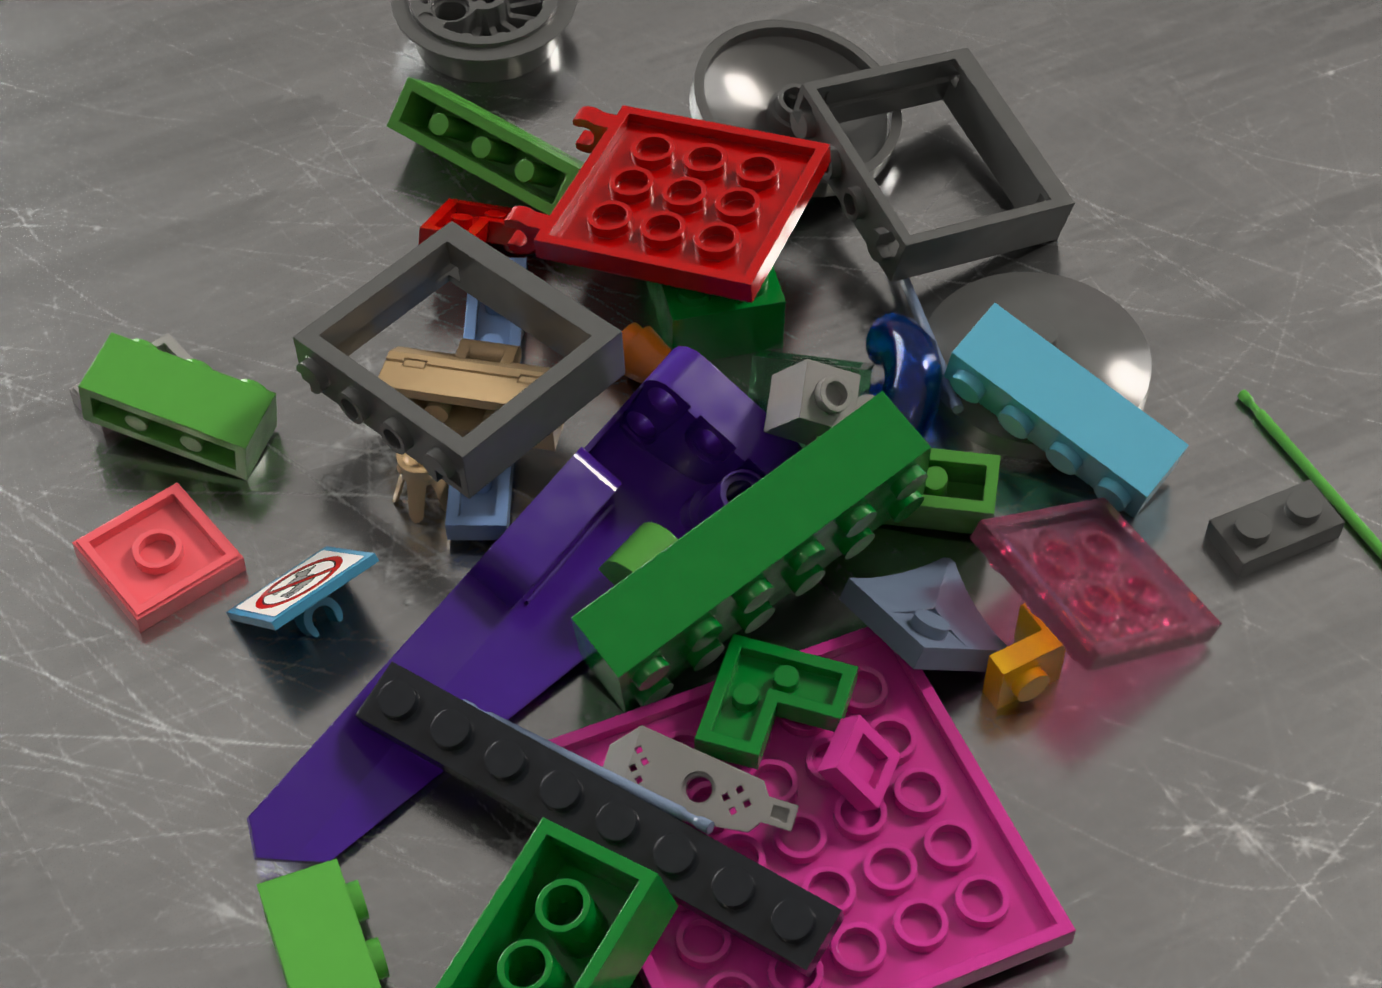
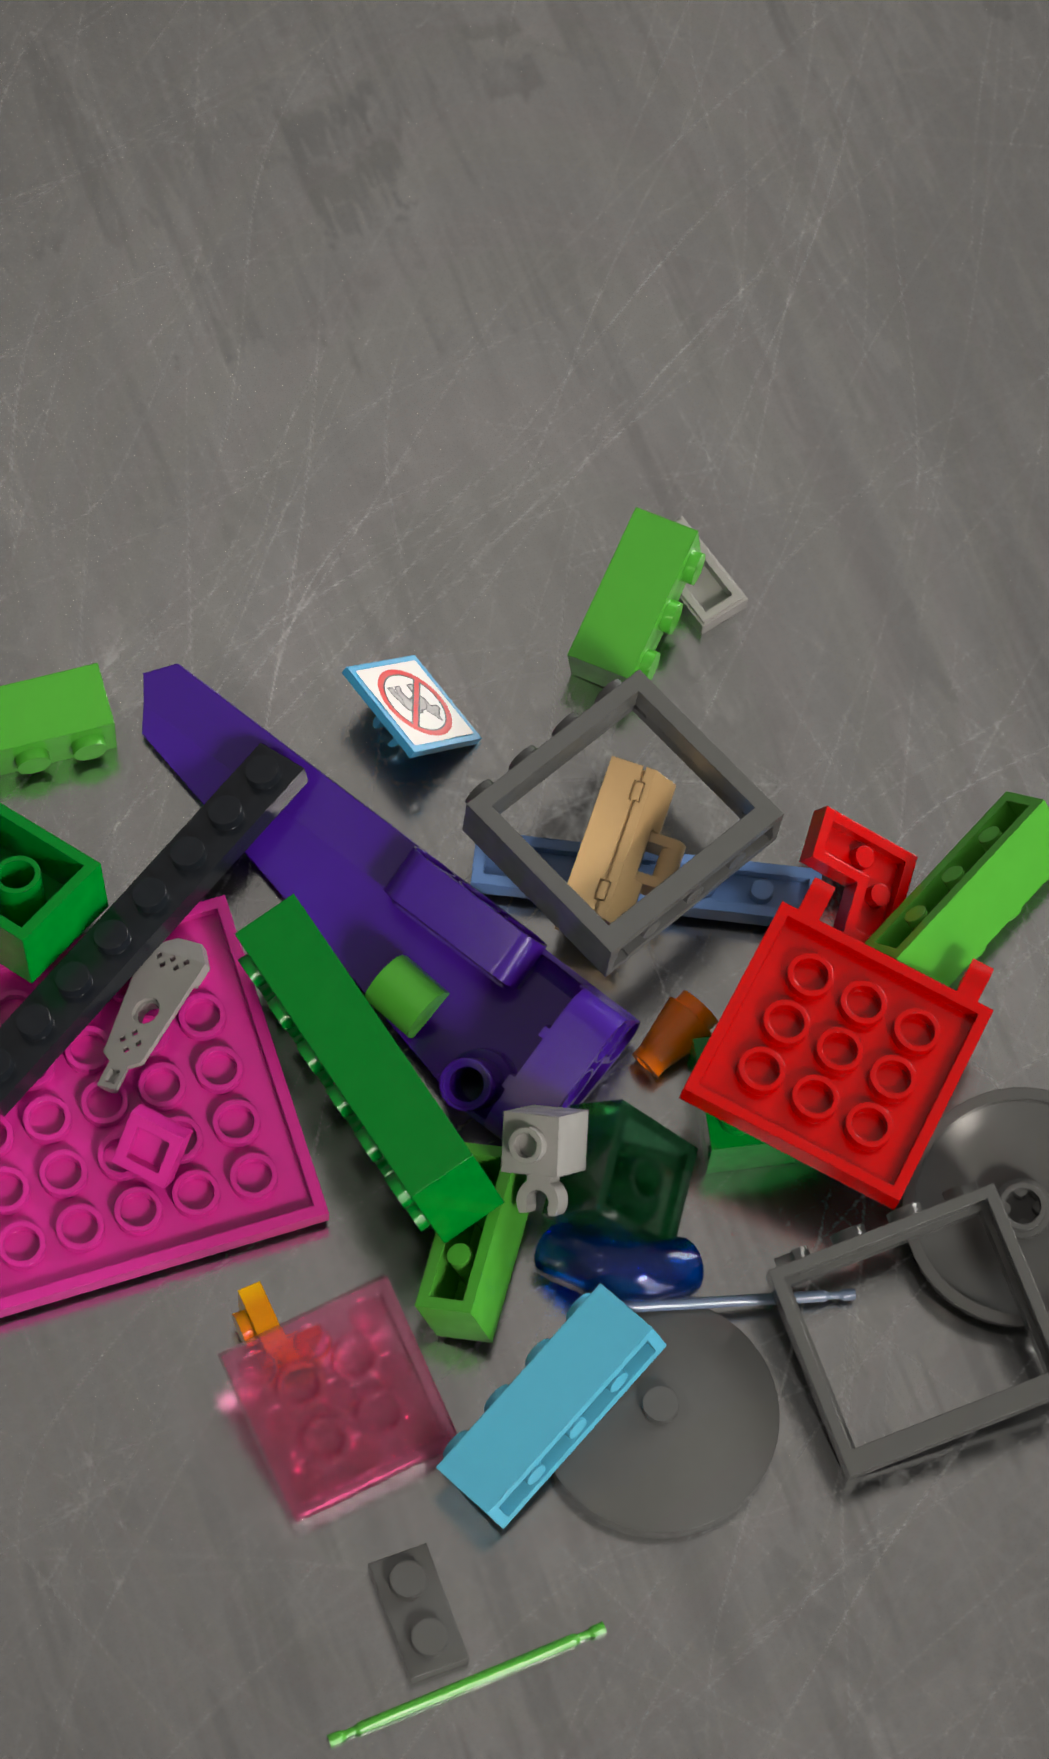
camera: 90 degrees right, 15 degrees up
(159, 557) = (480, 599): coral tile -> none
(417, 481) = (539, 810): tan piece -> none
(668, 806) = (185, 924): sand blue piece -> none
(768, 682) = (249, 1078): green plate -> none
(925, 617) = (319, 1241): sand blue plate -> none

